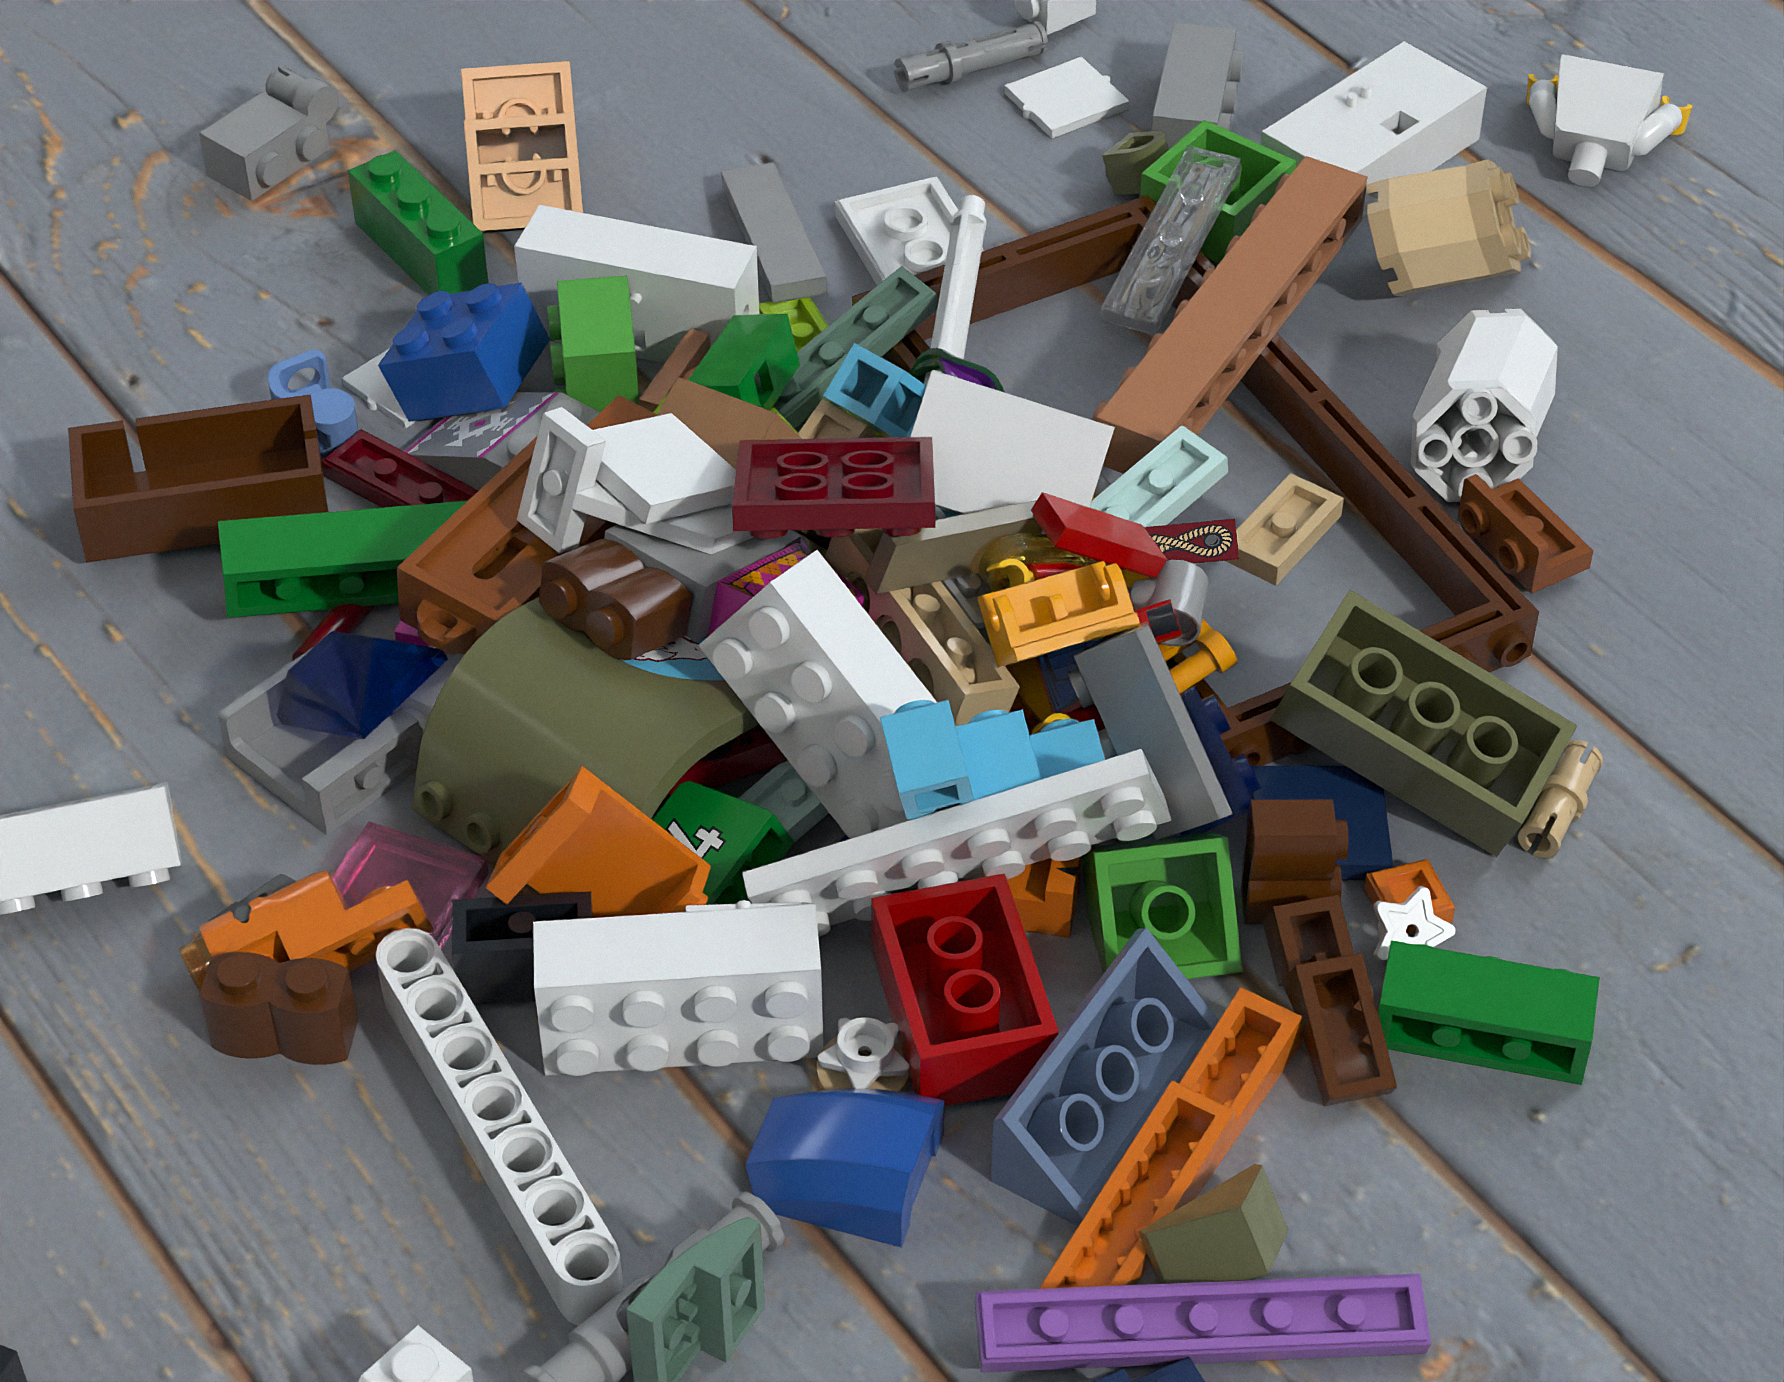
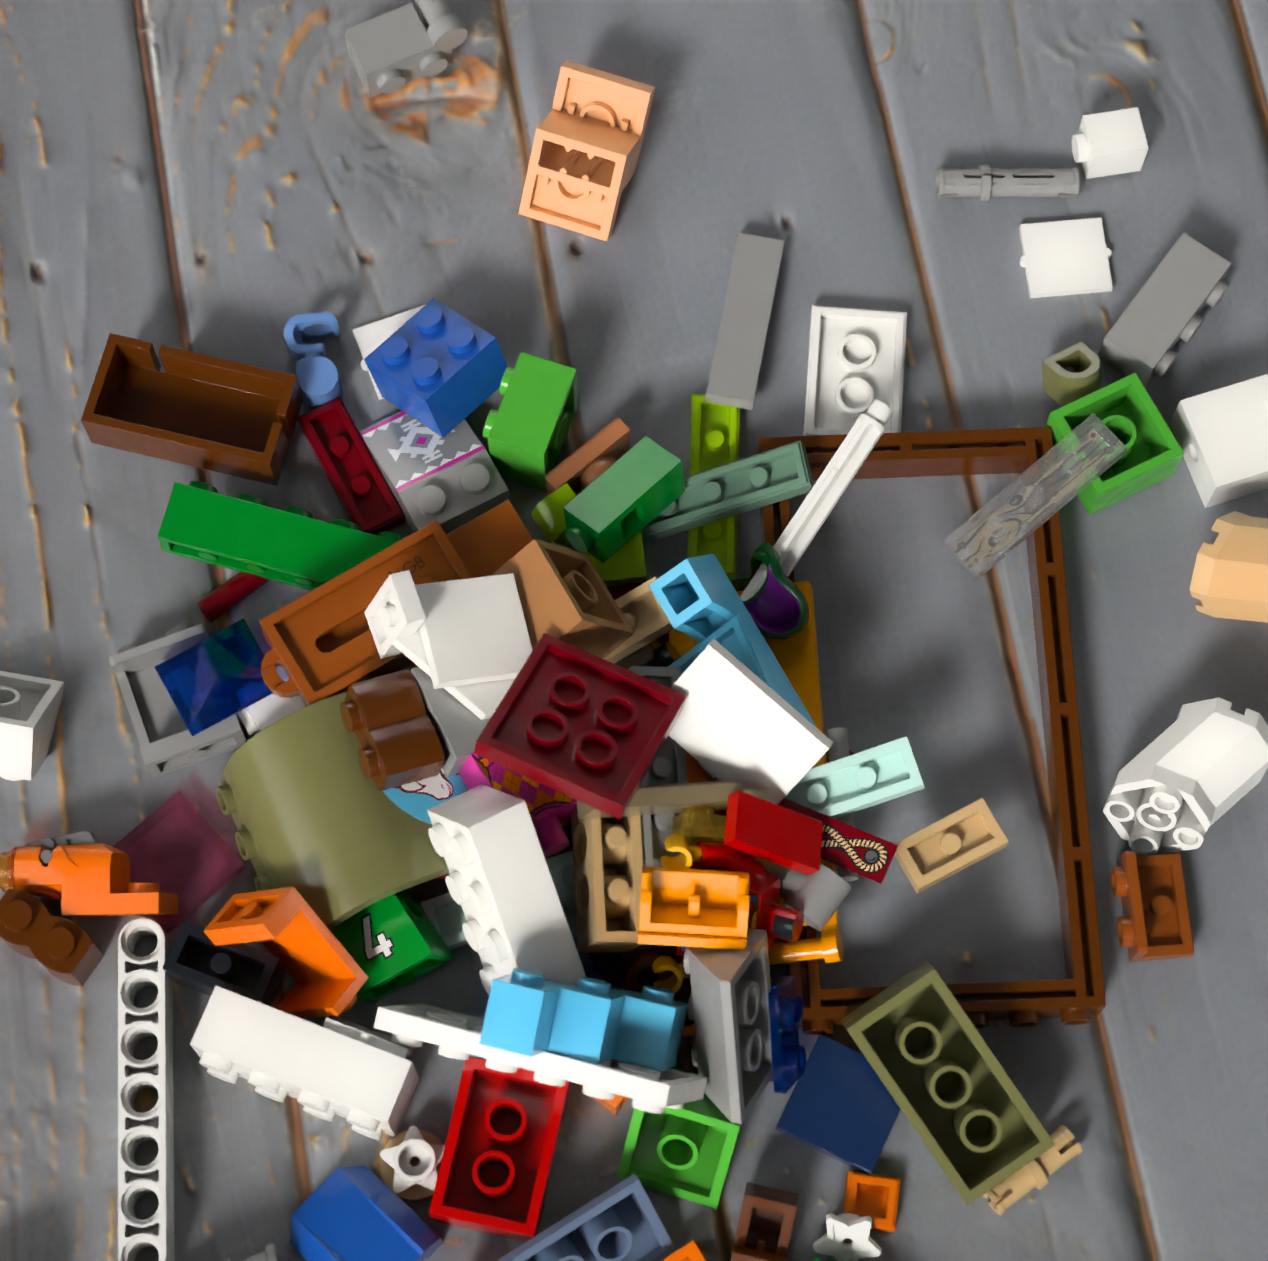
camera: 25 degrees right, 25 degrees up
(417, 225) = (471, 201): green brick -> none
(672, 275) = (614, 366): white brick -> none
(1234, 311) = (1033, 607): nougat brick -> none
(1290, 854) = (786, 1154): reddish brown brick -> none

